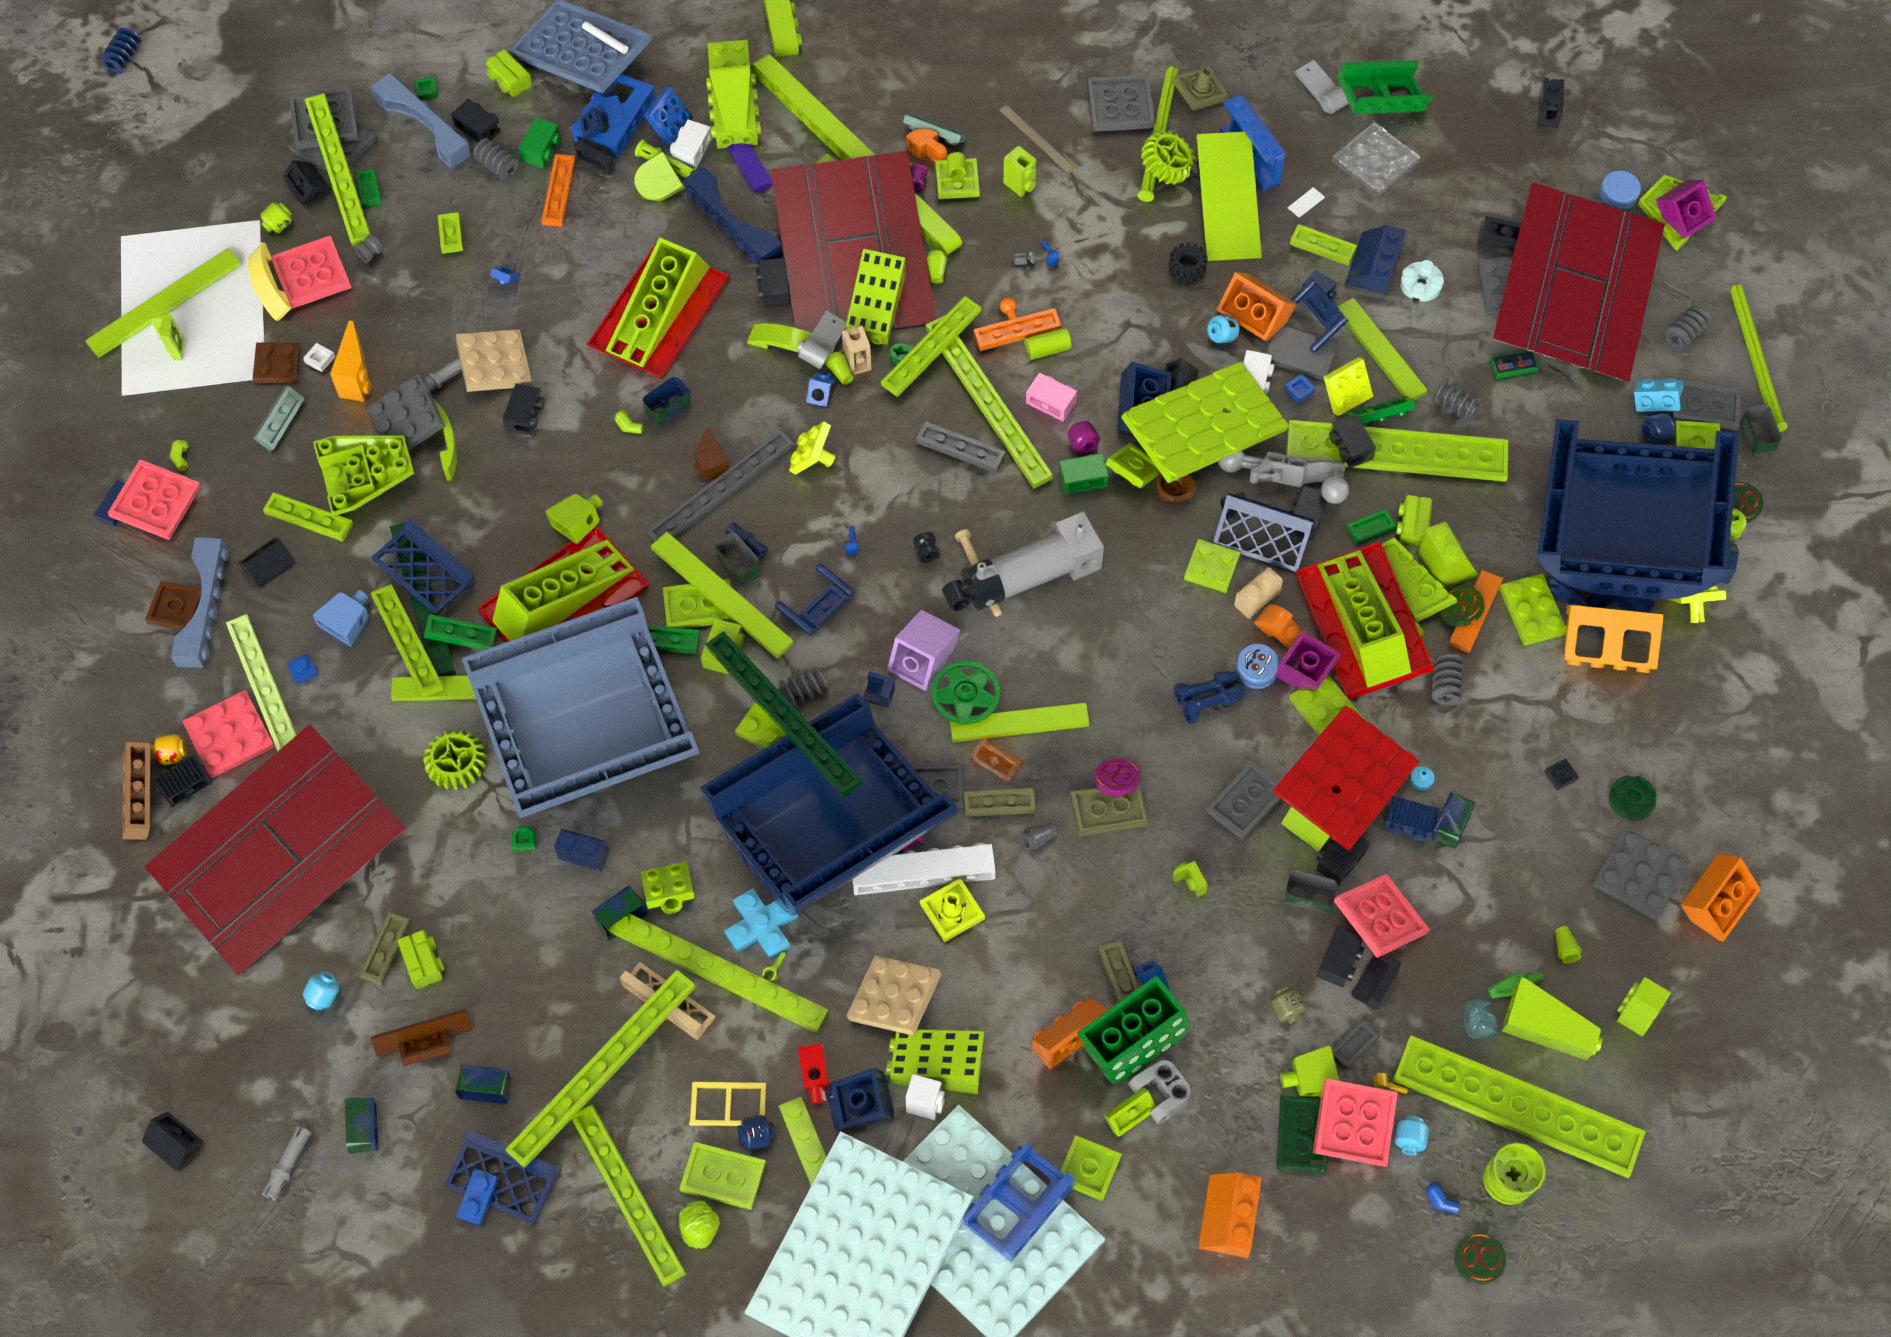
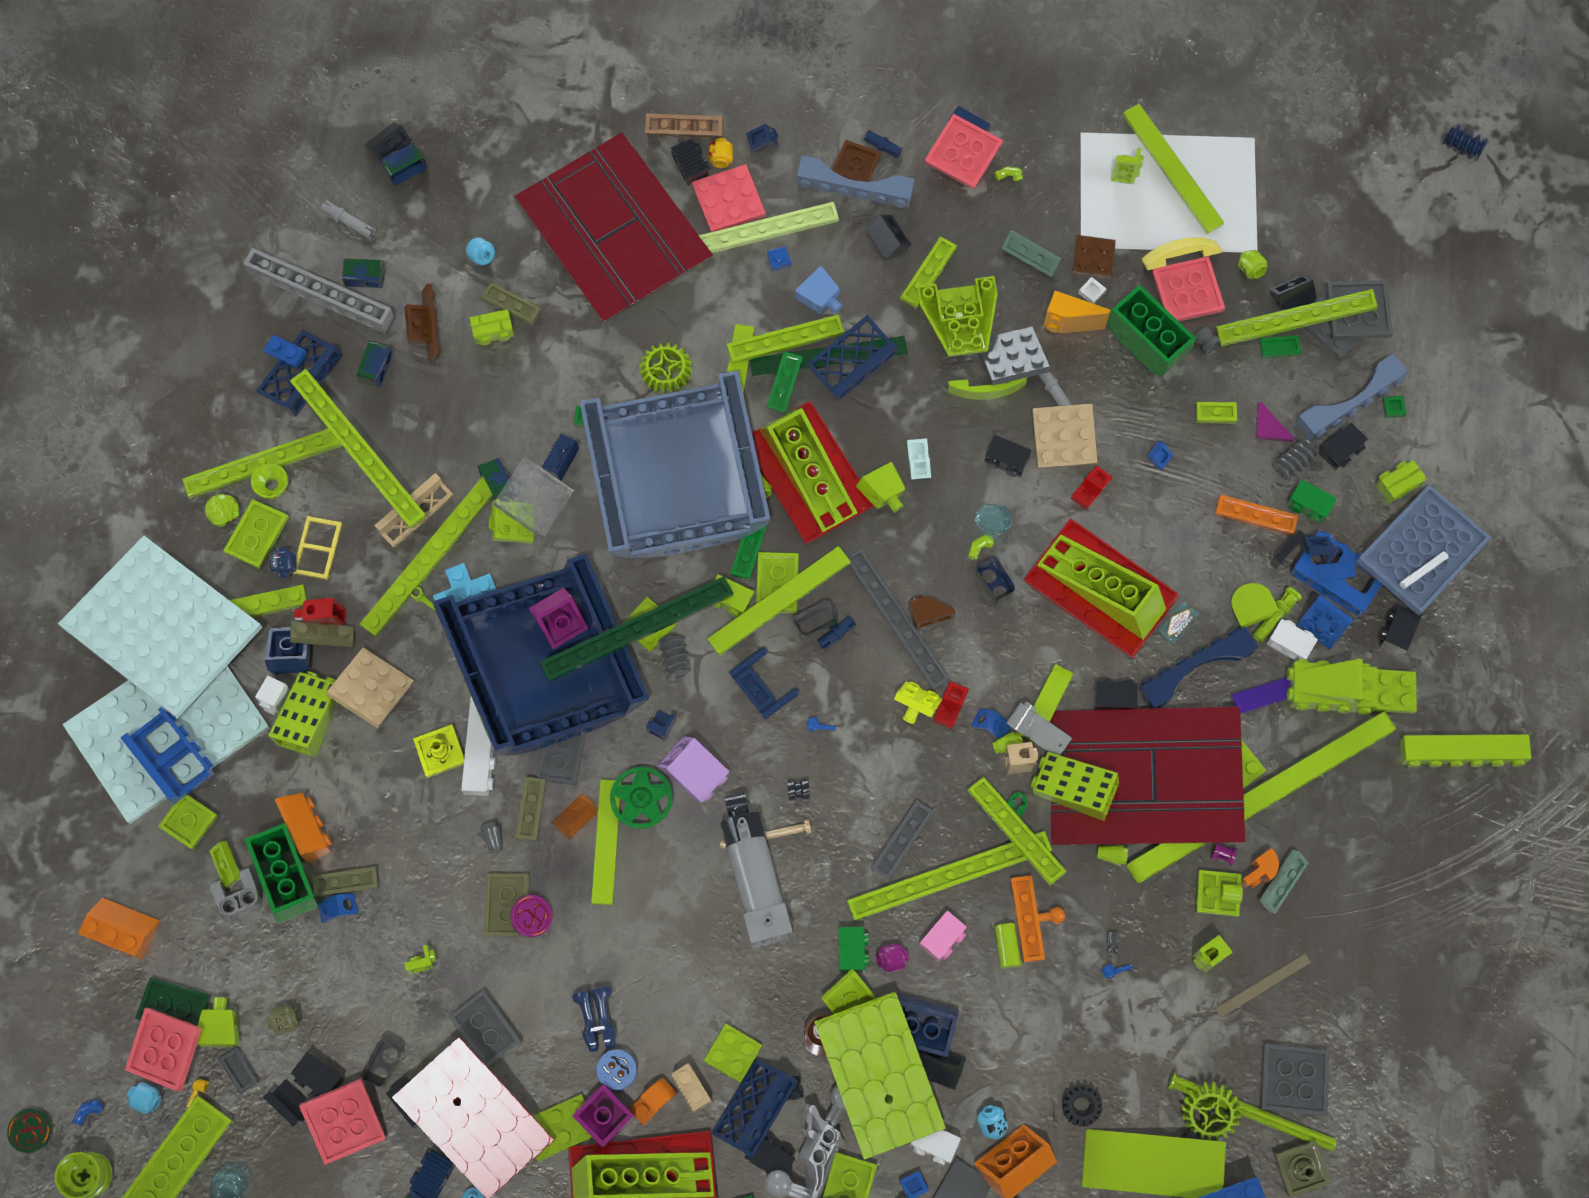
camera: 100 degrees right, 10 degrees up
(146, 709) = (762, 137): none -> dark blue bracket
(147, 583) = (883, 144): none -> dark blue pin
(204, 1110) = (404, 164): none -> dark blue piece
(370, 286) = (1150, 331): none -> green brick
(391, 1172) = (319, 290): none -> light grey brick
(459, 188) = (1269, 427): none -> magenta tile
(540, 493) = (918, 458): none -> light aqua slope
(546, 332) = (1091, 487): none -> red slope
(598, 408) = (993, 519): none -> clear light blue hair
(636, 863) = (533, 497): none -> clear plate
(649, 1161) = (266, 473): none -> lime piece
(665, 60) = (1400, 630): none -> black brick
(687, 240) = (1178, 623): none -> tile
(778, 805) = (558, 618): none -> magenta slope
(799, 422) = (951, 705): none -> red slope
(838, 1064) = (321, 634): none -> olive plate

